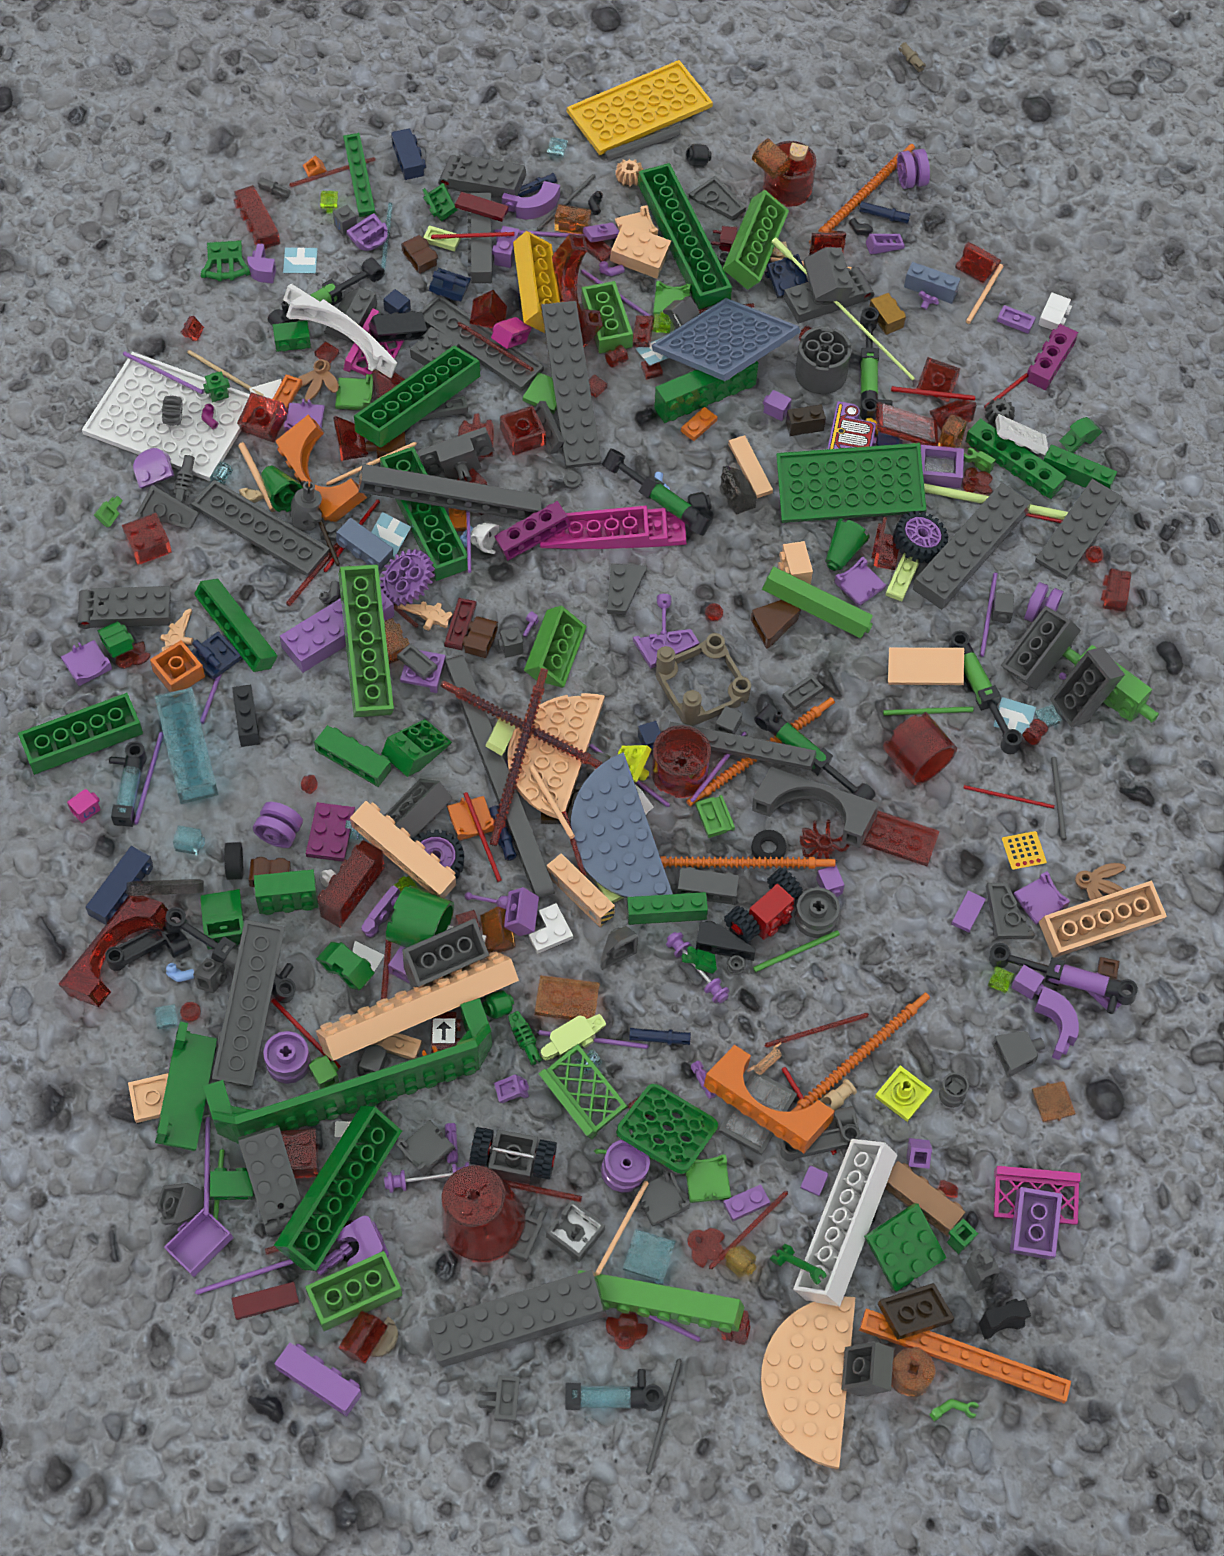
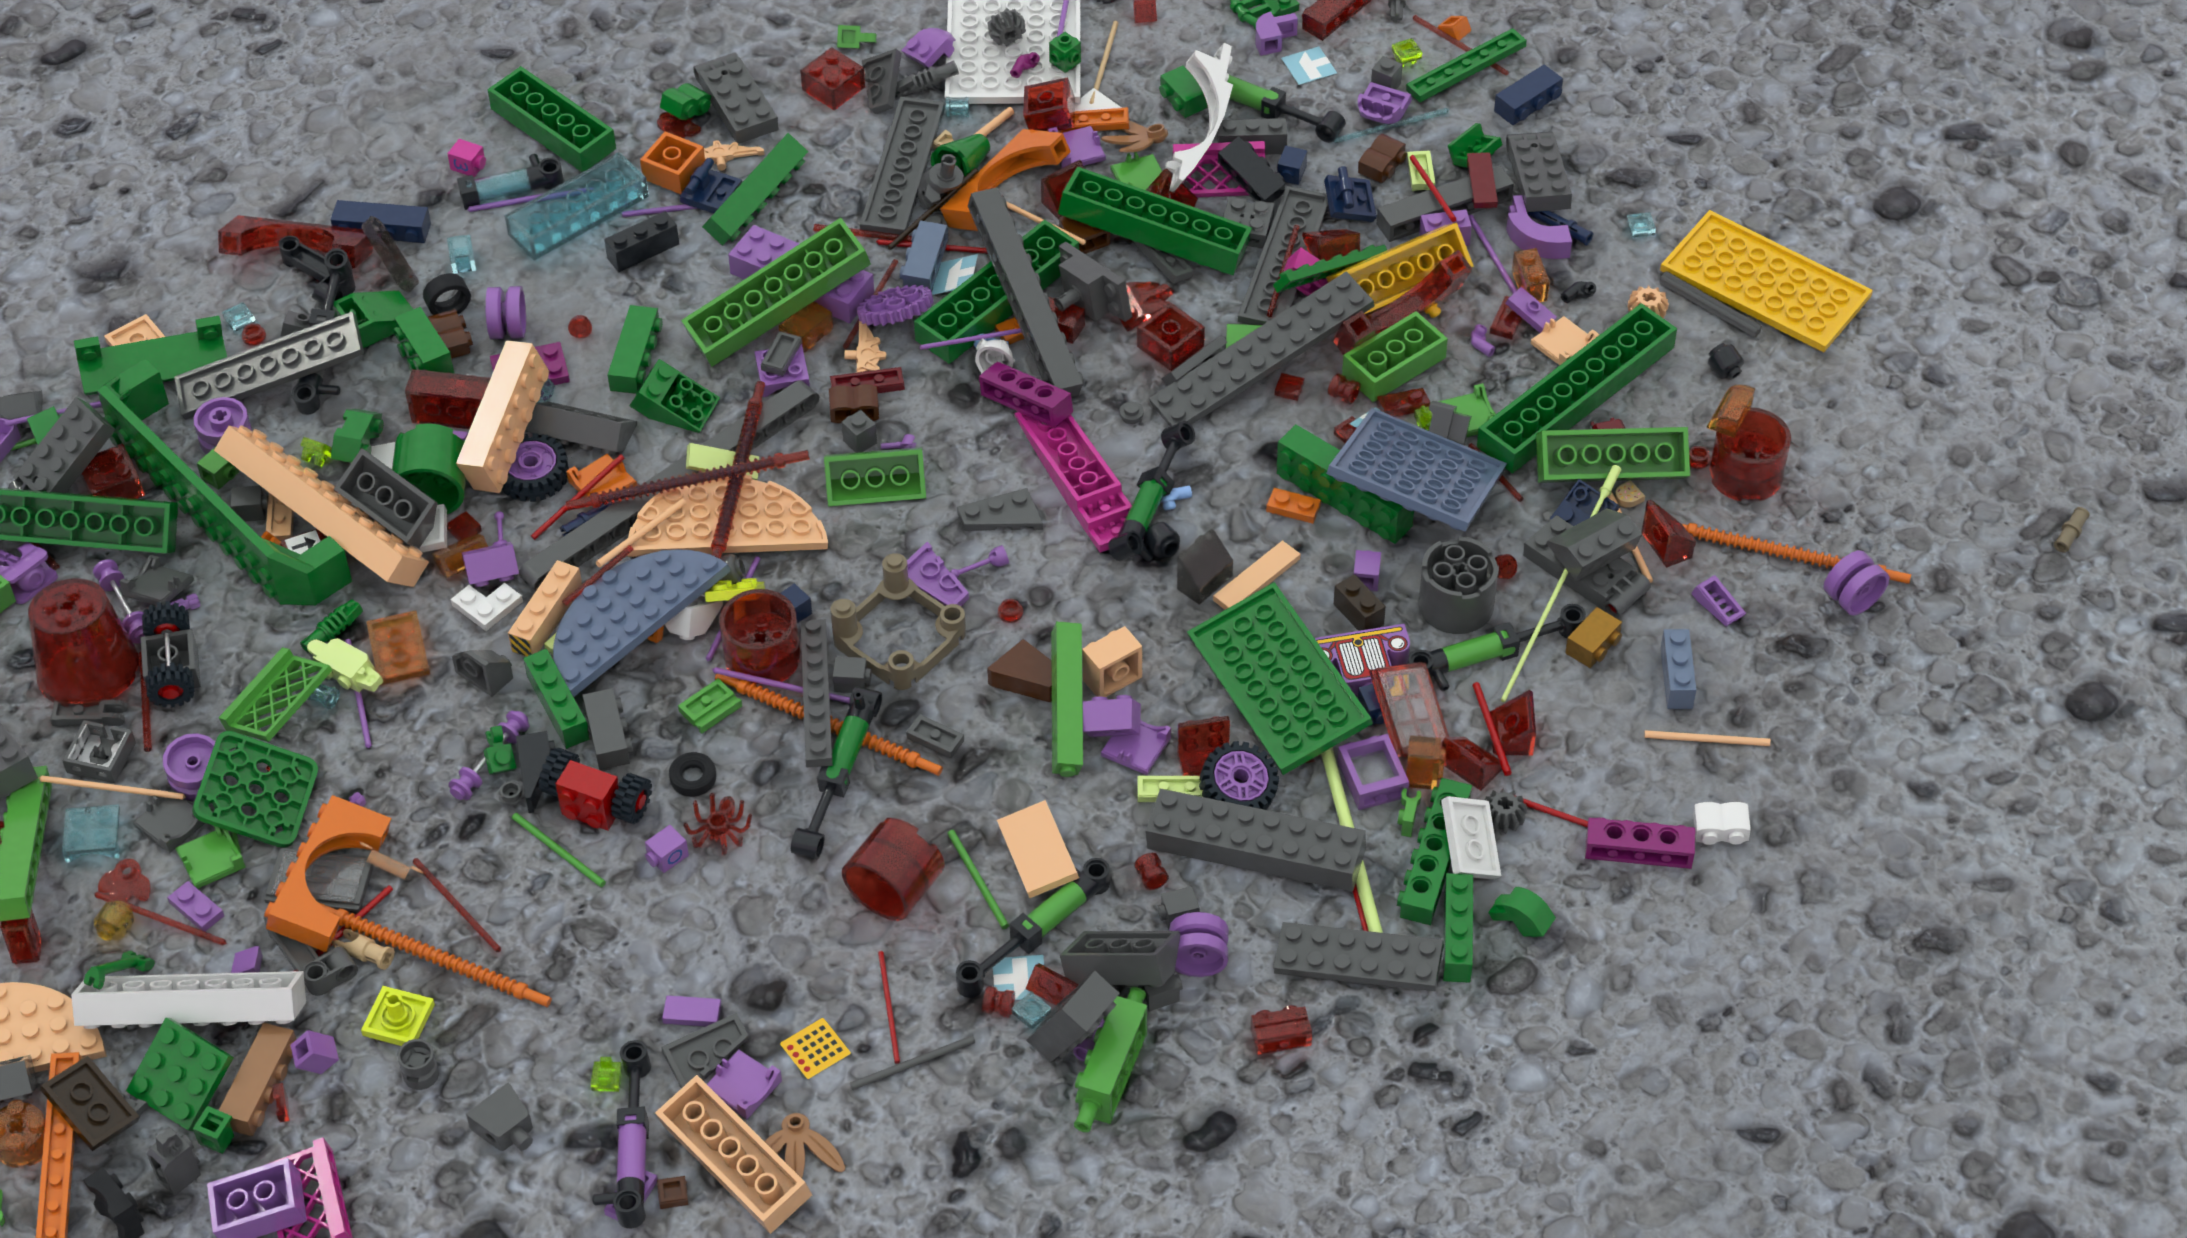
camera: 70 degrees right, 10 degrees down
(86, 662) = (645, 93): medium lavender piece -> none
(178, 975) = (296, 304): light blue arm -> none
(300, 1028) = (271, 432): red axle -> none
(326, 352) = (1185, 133): clear red tile -> none
(339, 998) = (316, 448): none -> clear neon green tile
(498, 1004) = (363, 586): green head -> none
(511, 1088) = (262, 637): medium lavender bracket -> none
(520, 316) = (1321, 269): none -> green plate
(566, 201) = (1573, 267): dark grey axle -> none
(622, 298) = (1448, 358): medium lavender axle -> none
(640, 250) = (1520, 351): light nougat brick -> none
(670, 1037) = (384, 759): dark blue pin -> none
(718, 198) = (1671, 402): dark grey wing -> none
(782, 787) = (766, 835): dark grey arch -> none
(798, 151) = (1768, 435): tan tile -> none
(811, 862) = (651, 749): orange hose -> none
(817, 912) = (613, 846): dark grey wheel -> none
(845, 543) = (1179, 702): green cone -> none
(845, 581) = (1111, 716): none -> medium lavender brick
(860, 229) = (1724, 569): black arm -> none
(891, 214) = (1771, 591): dark blue pin -> none
(902, 838) = (766, 899): clear red plate -> none
(927, 299) = (1648, 674): medium lavender plant -> none
(965, 612) = (1151, 871): none -> clear red wheel
(977, 262) = (1752, 711): clear red bracket -> none
(977, 481) = (1379, 823): clear red plate -> none
(988, 615) = (1149, 903): medium lavender axle -> none
(1016, 319) = (1681, 783): medium lavender plate -> none
(1028, 982) = (606, 1100): medium lavender brick -> none
(1038, 696) = (1049, 984): none -> clear red plate
(1053, 1101) = (452, 1187): clear orange piece -> none
(1063, 1014) = (569, 1161): medium lavender arch -> none
(1094, 554) = (1330, 990): clear red plate -> none

